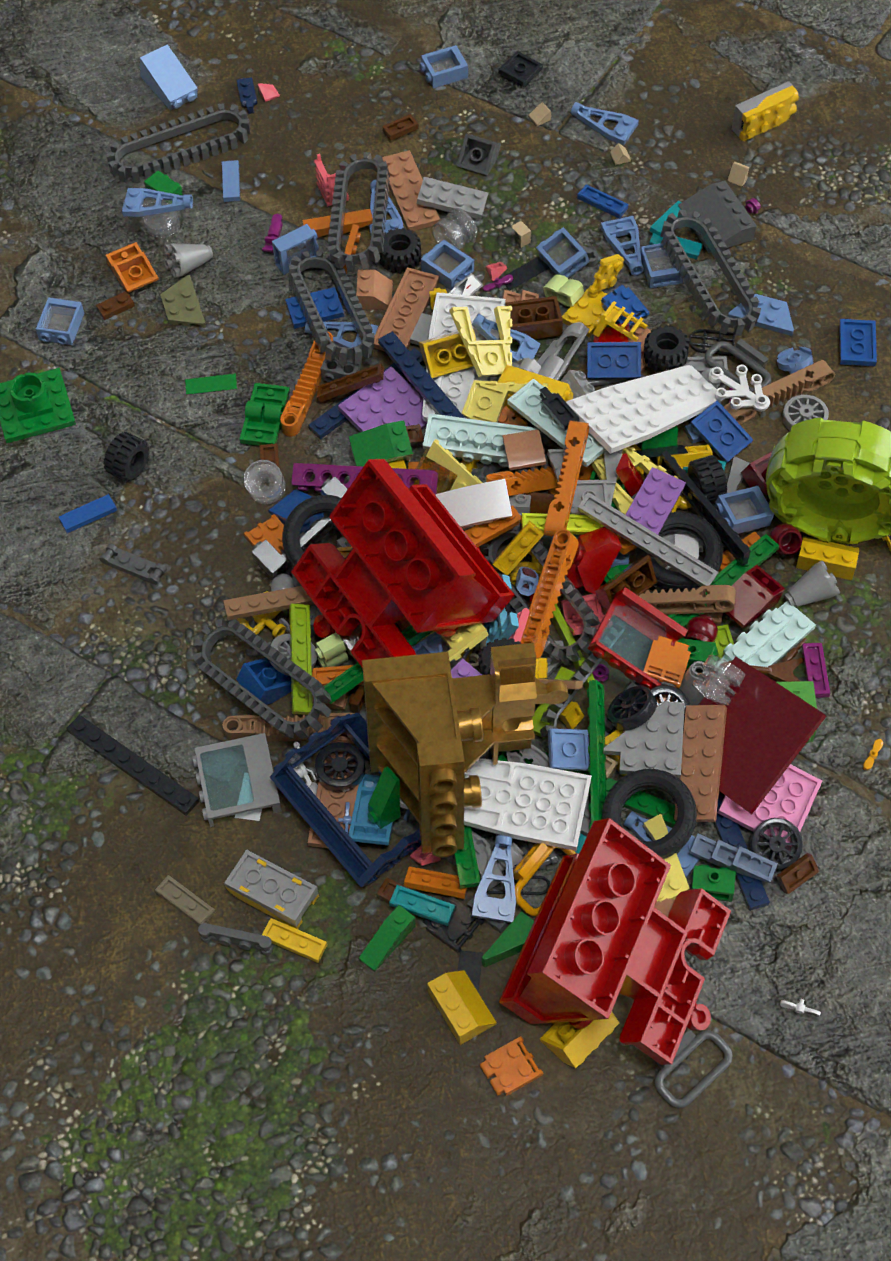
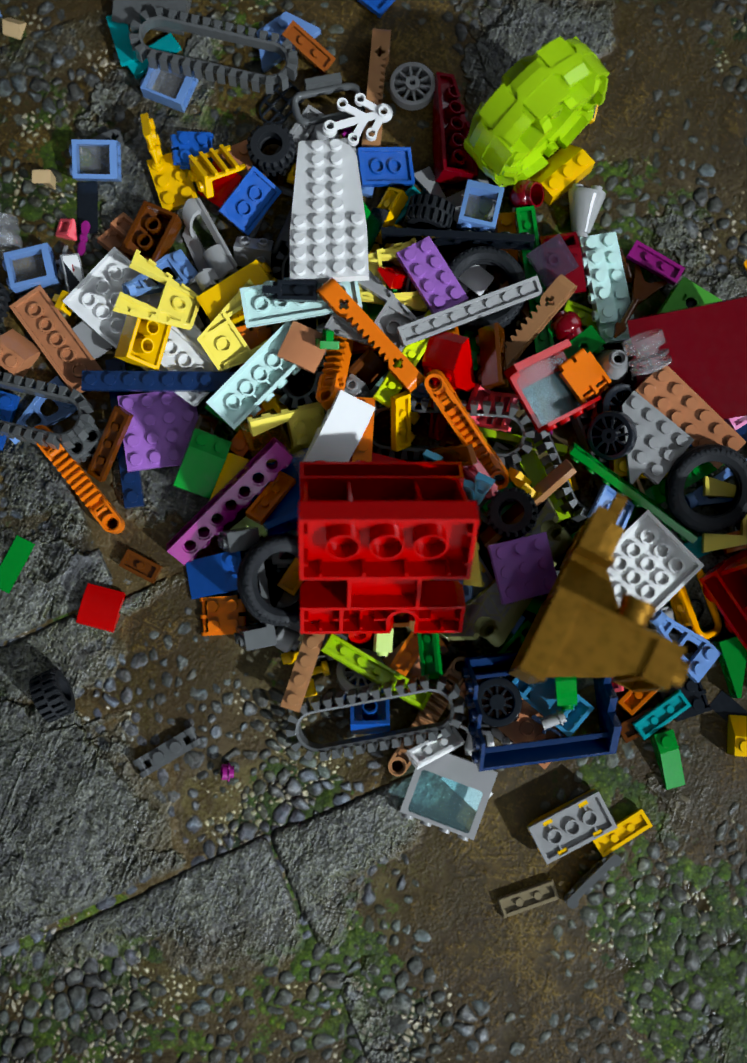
camera: 60 degrees left, 25 degrees up
(87, 513) = (83, 760): blue tile -> none
(133, 765) = (371, 868): black plate -> none
(144, 612) = (227, 771): none -> magenta plate
(217, 454) = (100, 607): none -> red slope
(261, 472) = (178, 591): clear wheel -> none
(264, 414) = (85, 539): green plate -> none
(265, 738) = (430, 751): none -> white tile
(359, 817) = (553, 720): none -> light grey pin
(522, 599) = (458, 453): none -> dark orange plate
(526, 581) = (425, 432): light blue rock -> none
(540, 456) = (327, 340): none -> green tile
(567, 290) = (137, 188): yellowish green brick -> none
(602, 201) = (56, 81): blue tile -> none
(621, 227) = (99, 90): medium blue plate -> none
(746, 580) = (552, 260): none -> clear purple plate
(770, 329) = (308, 47): none -> dark orange plate
(794, 360) = (359, 57): medium blue plate -> none

